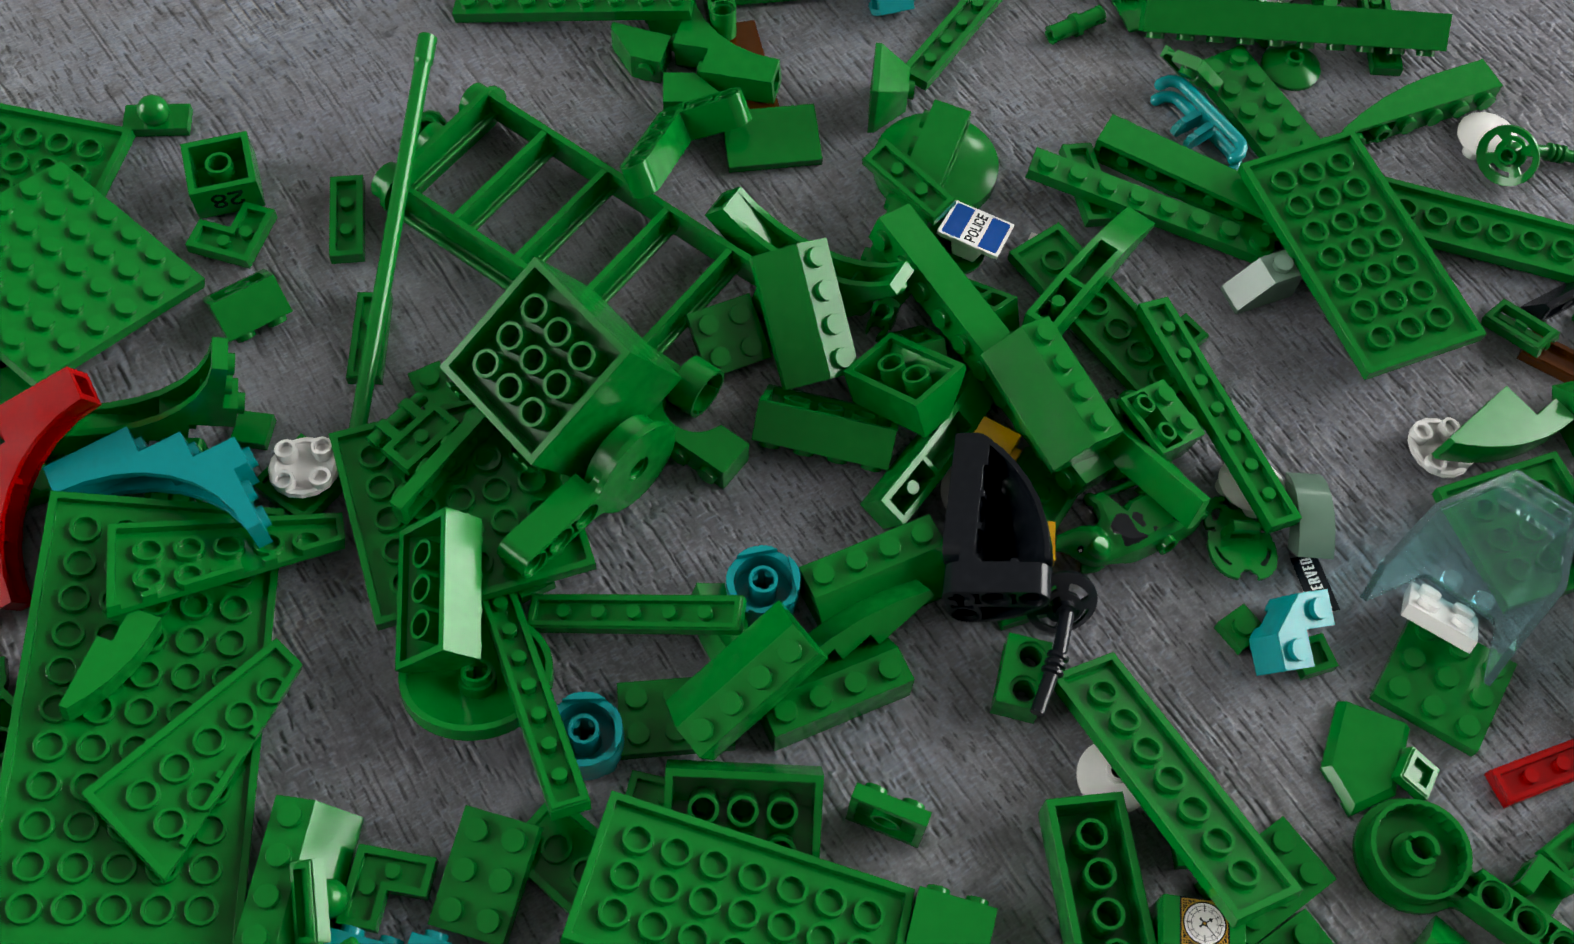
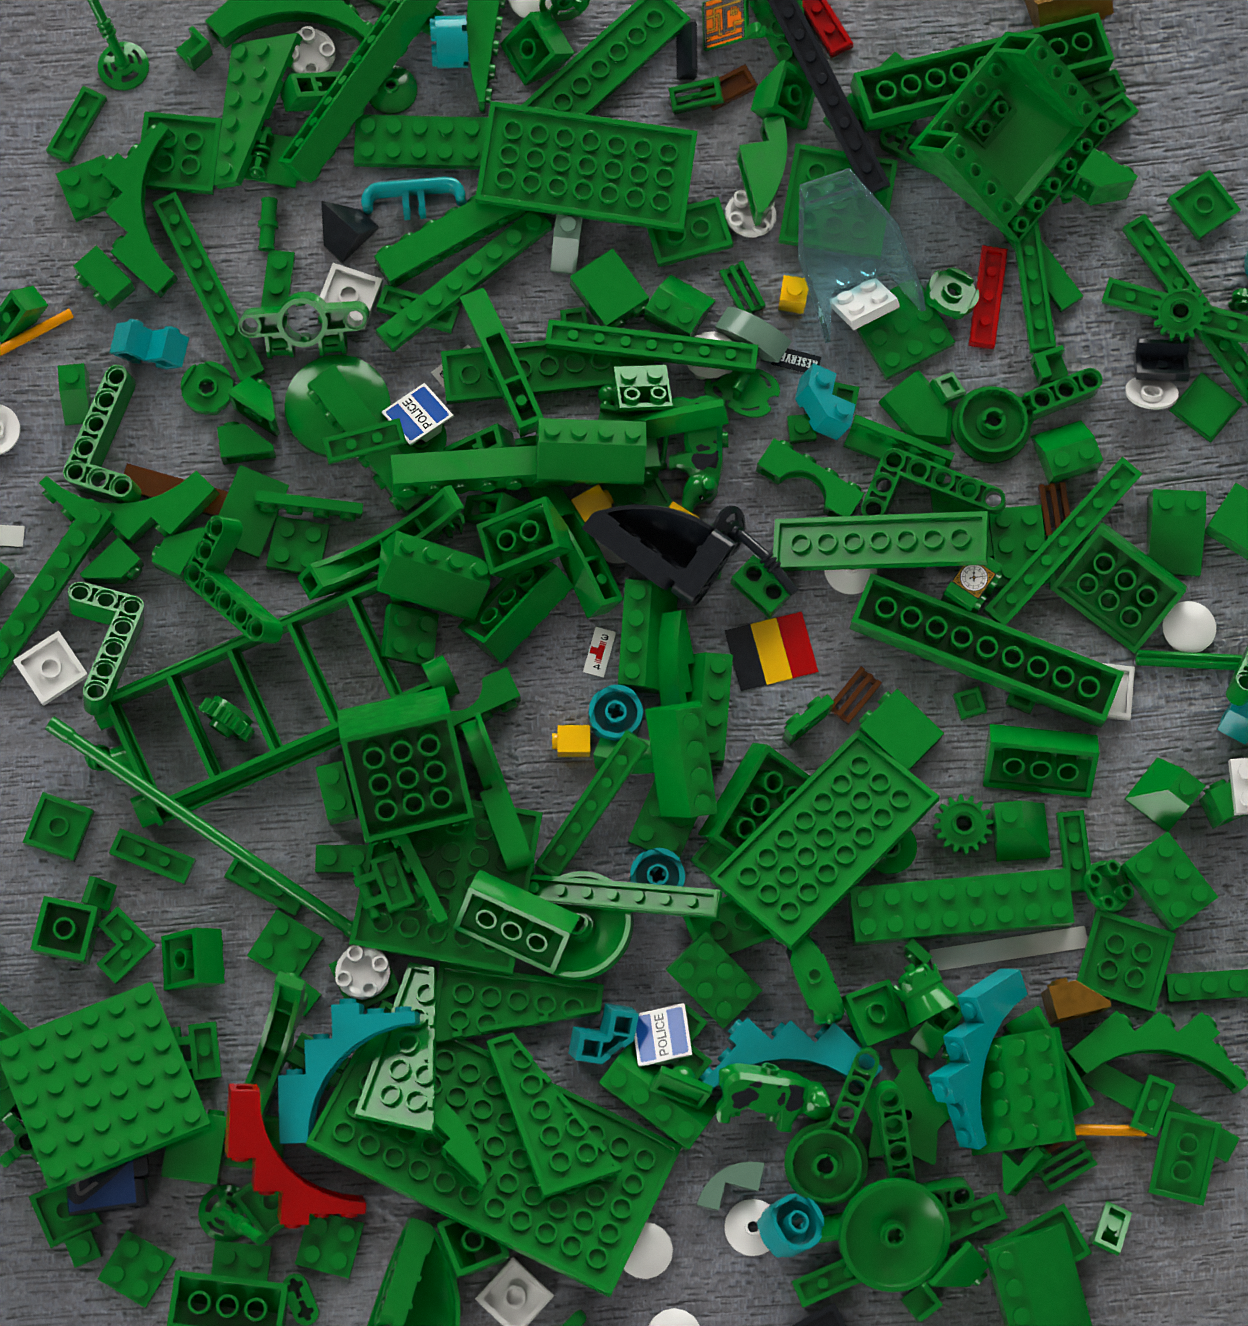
camera: 60 degrees left, 15 degrees up
(144, 361) = (204, 1050): none -> green plate
(281, 189) = (99, 893): none -> green plate
(305, 387) = (285, 945): none -> green plate
(331, 770) = (616, 1031): none -> teal brick
(332, 625) = (490, 1002): none -> green wing
(340, 130) = (58, 826): none -> green tile
(378, 845) = (662, 1036): none -> piece
(504, 50) = (50, 668): none -> white plate
(530, 204) = (227, 718): none -> green gear
(579, 81) = (126, 620): none -> green beam
(704, 558) = (572, 740): none -> yellow brick
(771, 190) = (296, 544): none -> green plate
(815, 189) = (298, 504): none -> green plate
(824, 543) = (599, 652): none -> white sticker
(835, 99) = (242, 444): none -> green slope
(860, 43) = (193, 394): none -> green plate
(951, 736) = (771, 651): none -> sticker
(960, 850) = (868, 678): none -> reddish brown tile
(1014, 111) = (282, 340): none -> green piece
(1016, 63) = (278, 278): none -> green plate
(1055, 119) = (351, 285): none -> white plate
(1121, 87) = (345, 229): none -> black slope
(1185, 625) = (783, 463): none -> green arch
(1192, 68) = (369, 174): green plate -> none
(1245, 347) = (609, 290): none -> green brick
(1279, 423) = (678, 307): none -> green slope
(1286, 804) = (928, 481): none -> green beam
(1299, 755) = (874, 439): none -> green fence
(1362, 463) = (747, 277): none -> green tile
(1378, 74) = (451, 42): none -> teal brick
(1379, 406) = (703, 234): none -> green plate
(1384, 532) = (793, 295): none -> yellow brick
(1442, 158) = (536, 47): none -> green slope
(1520, 727) = (943, 301): none -> green plate

